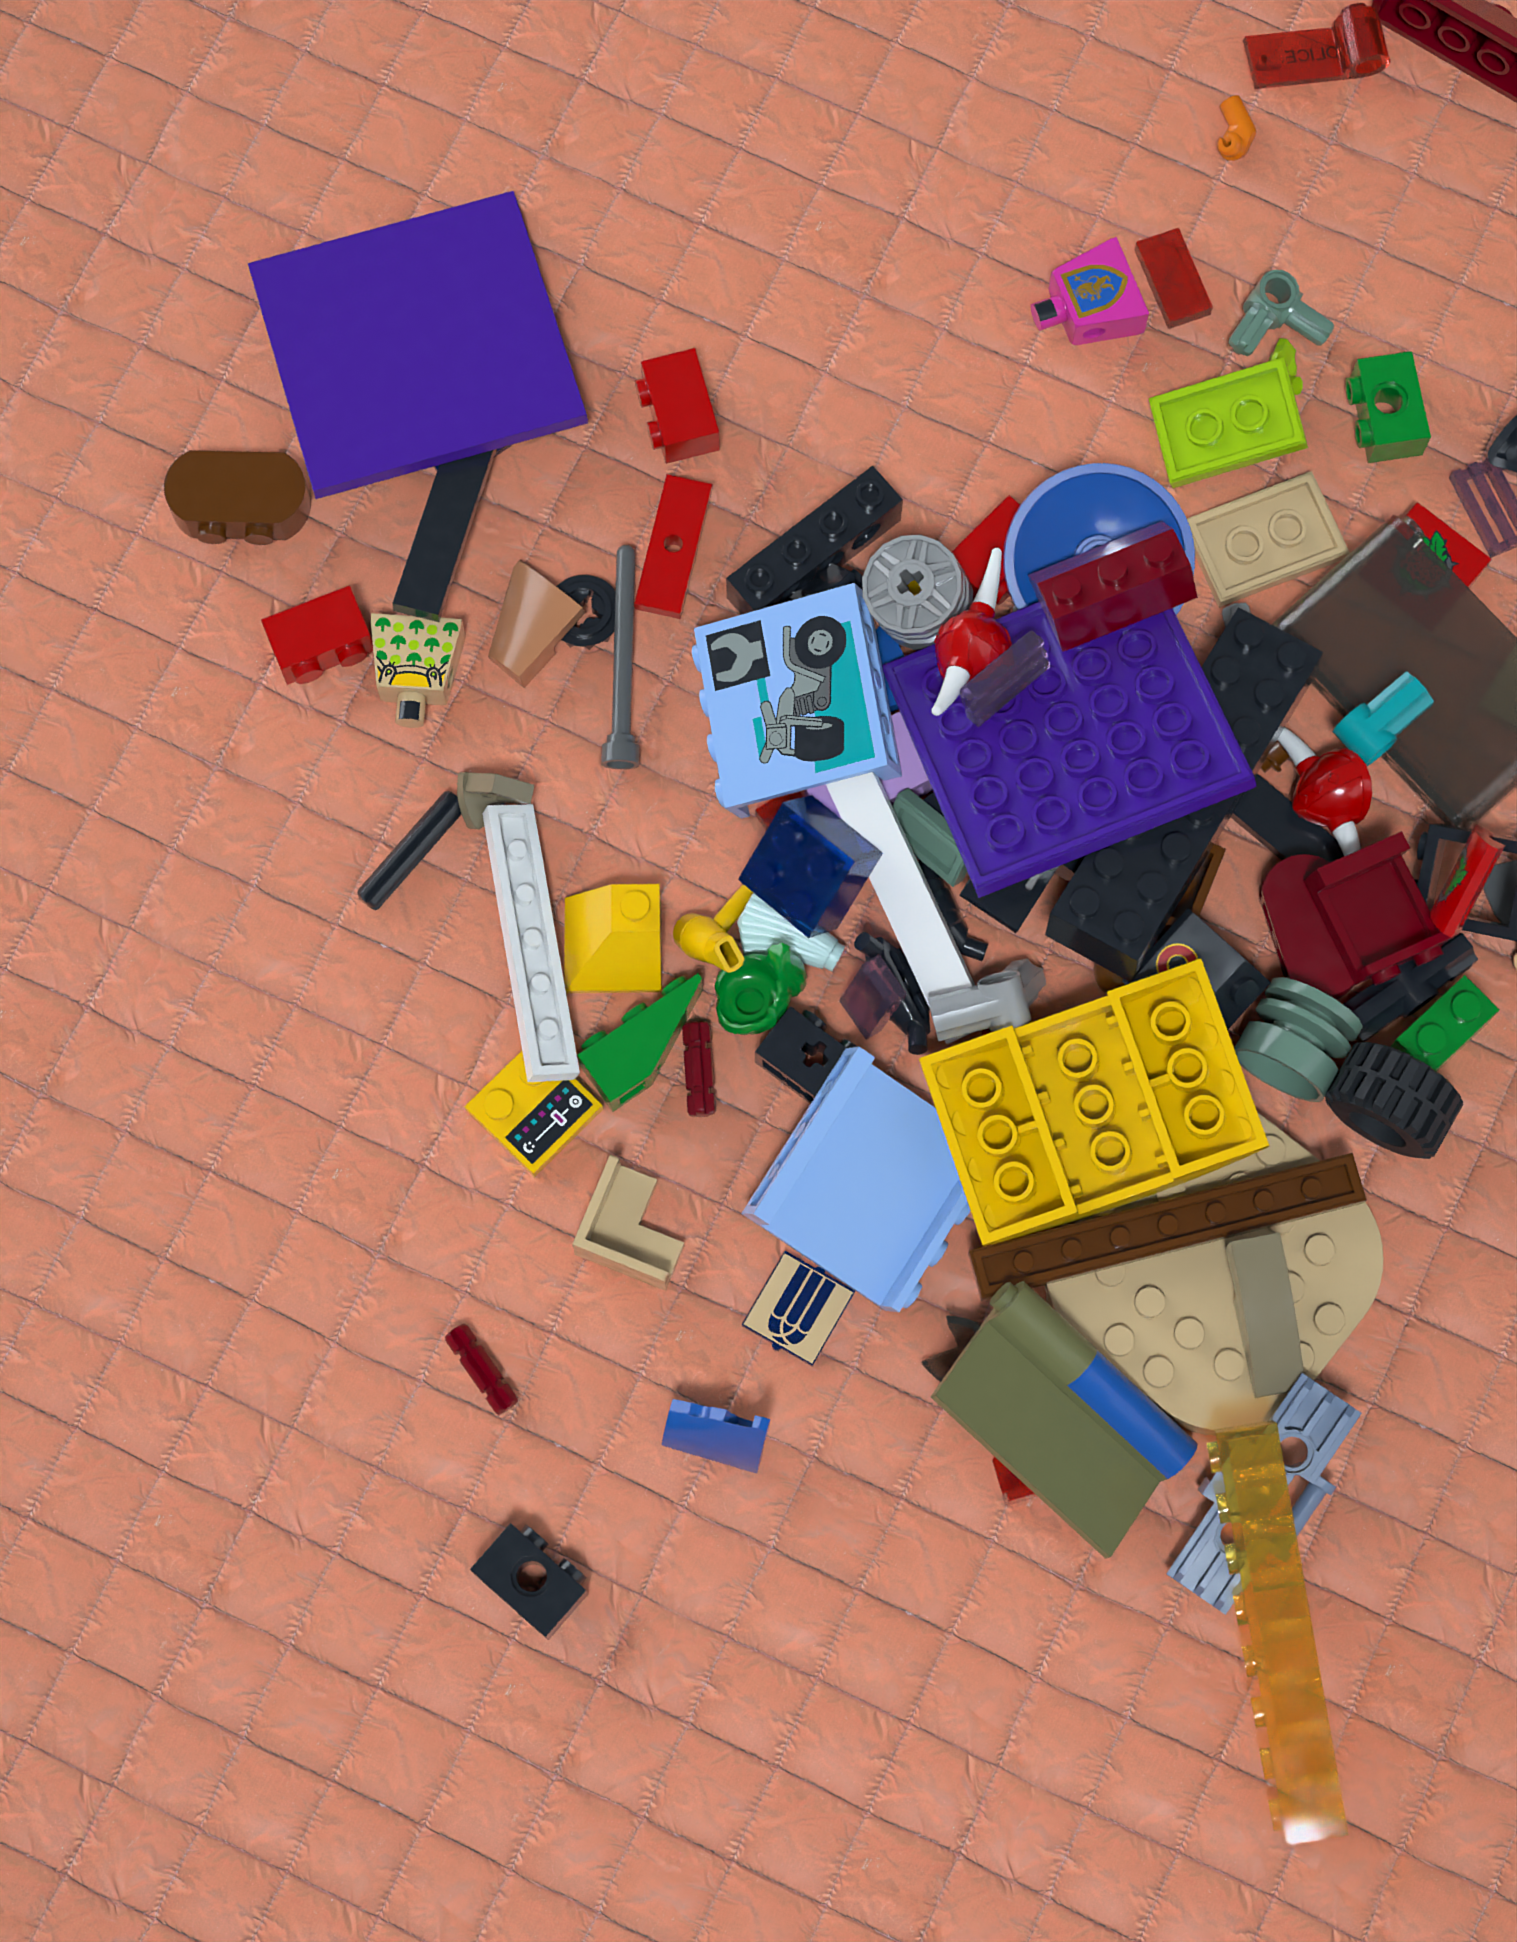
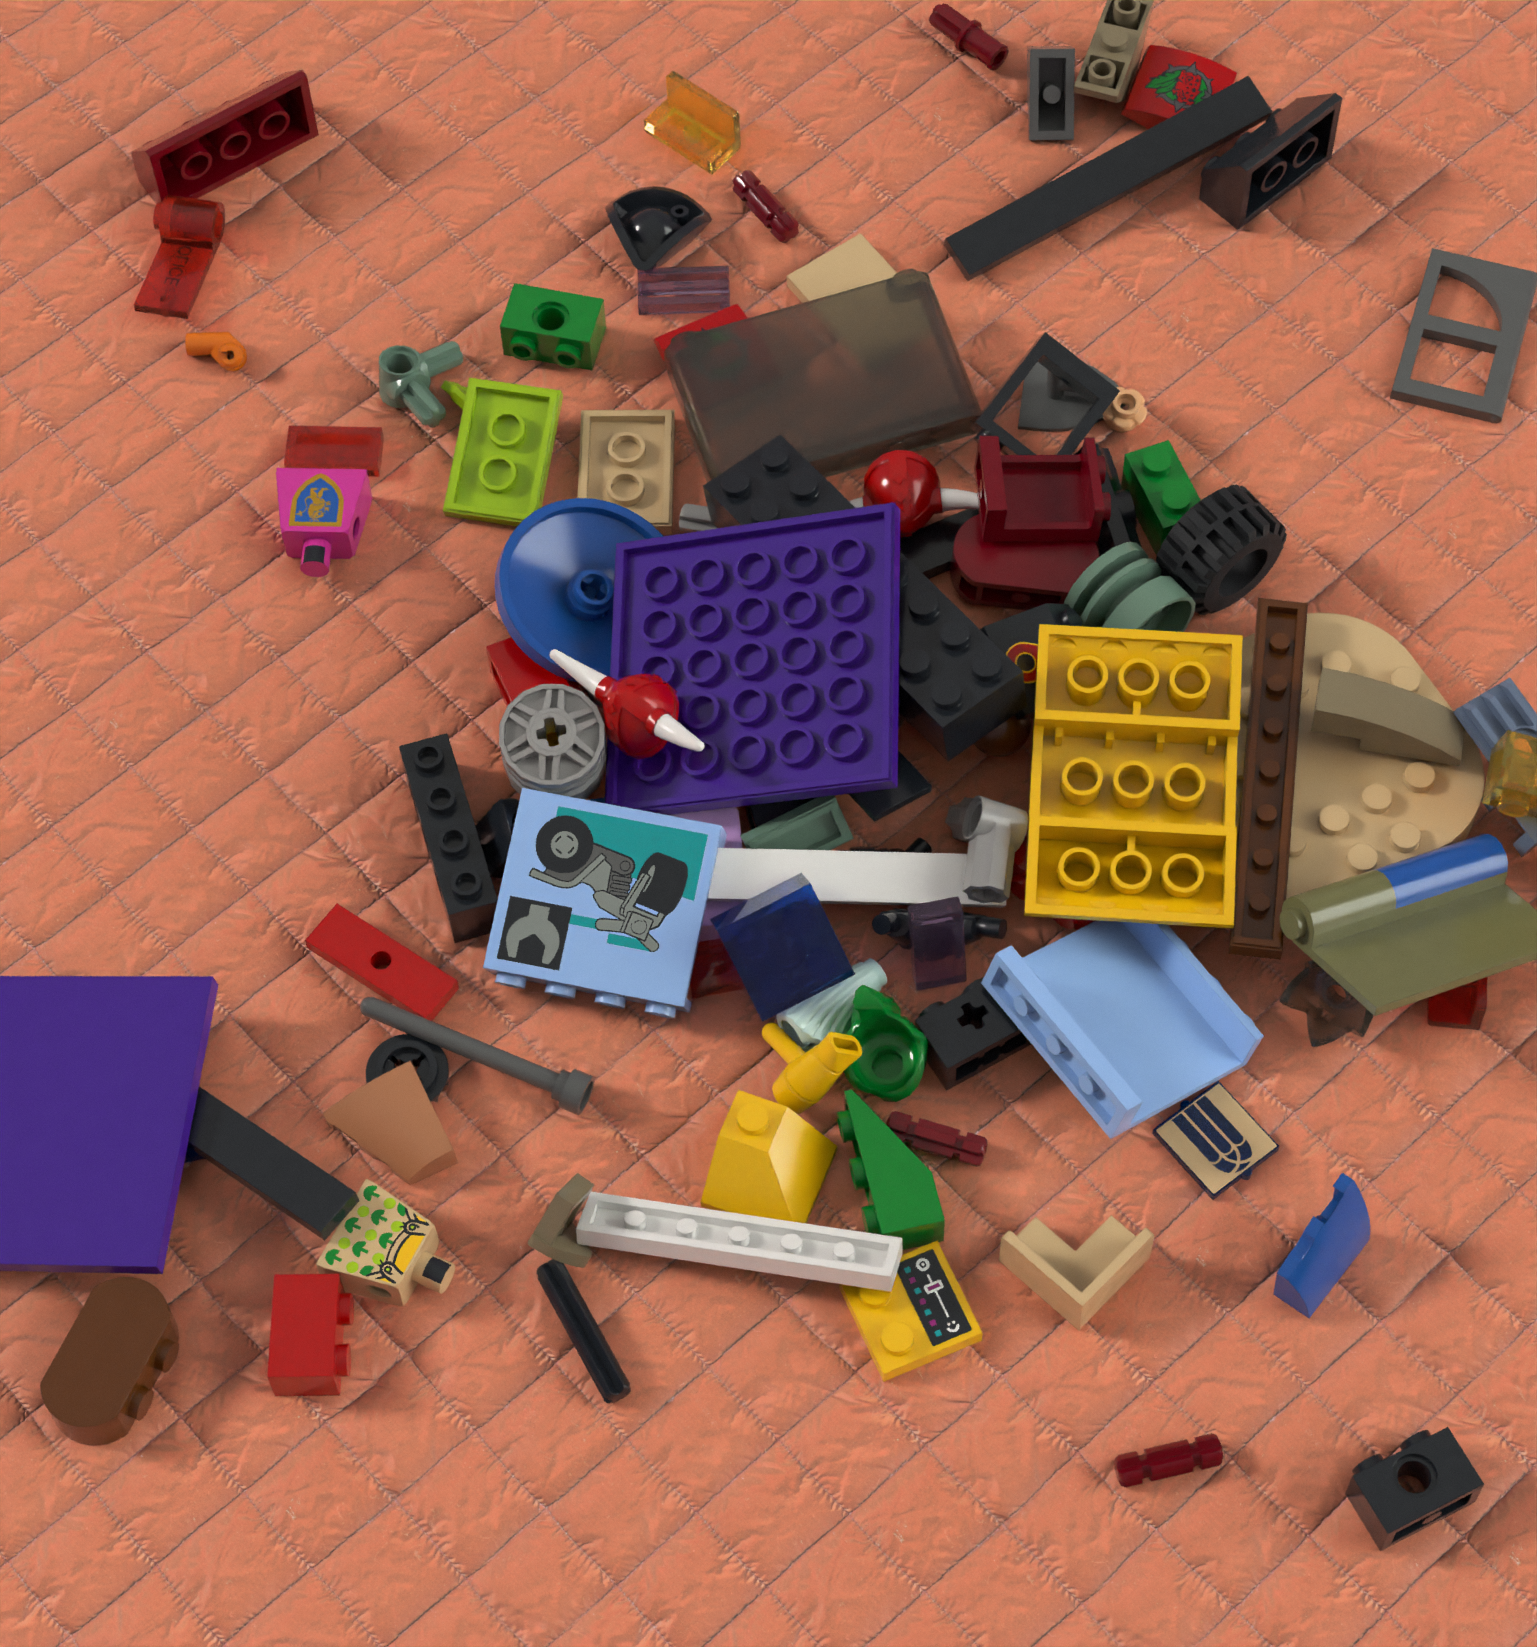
camera: 65 degrees left, 15 degrees down
(679, 406) = (241, 901): red brick -> none
(1004, 678) = (684, 690): clear purple tile -> none
(1114, 585) = (632, 570): dark red slope -> none
(1374, 727) = (860, 431): teal piece -> none
(1466, 881) = (1052, 398): red slope -> none

